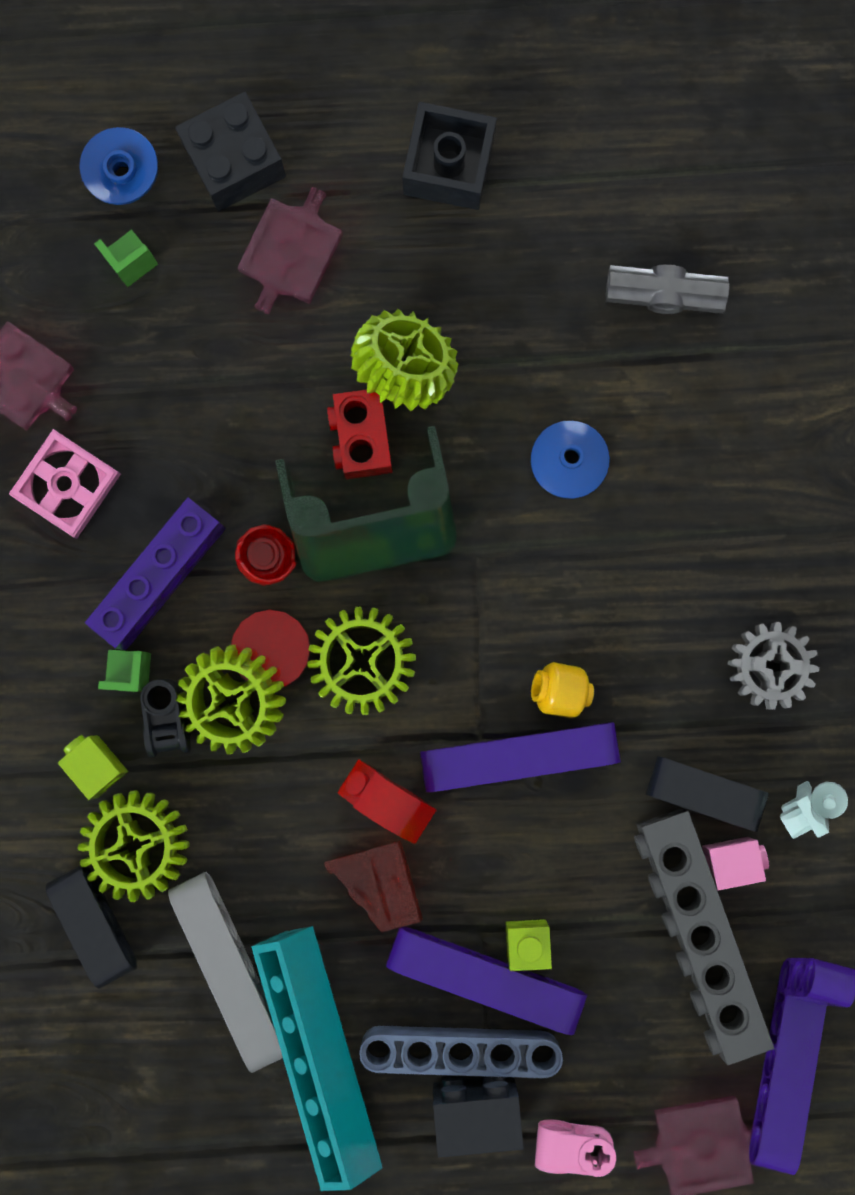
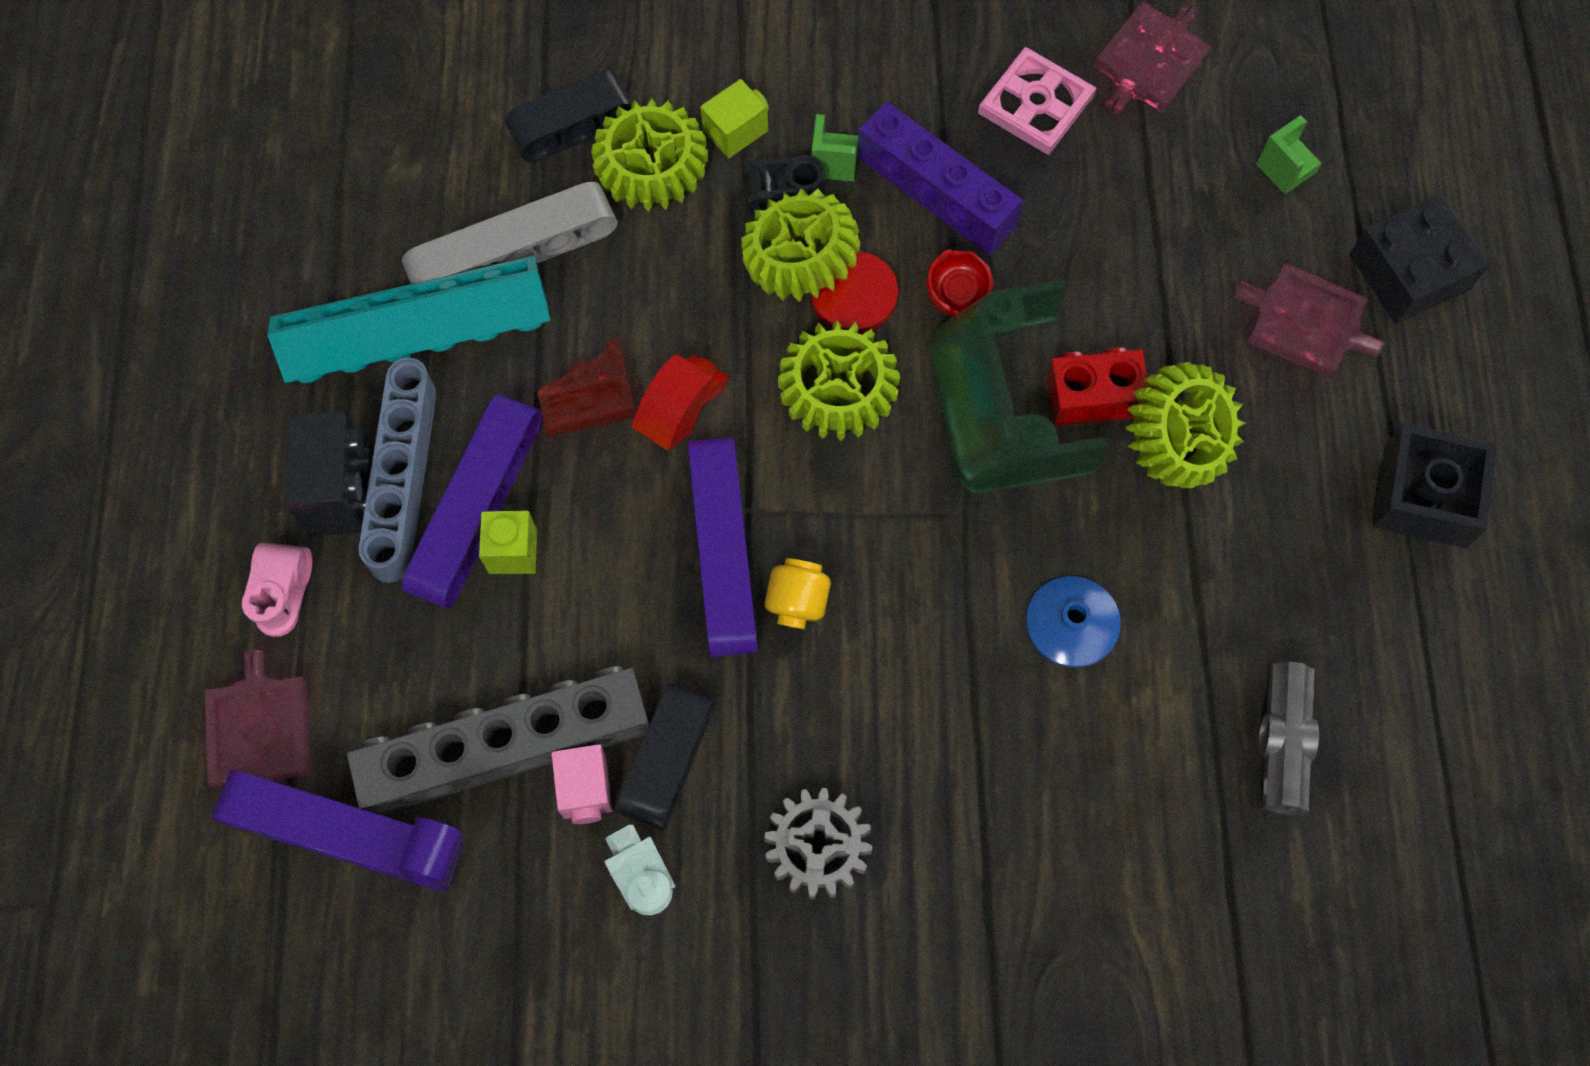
camera: 90 degrees right, 15 degrees down
(108, 153) = (1401, 139): blue dish -> none

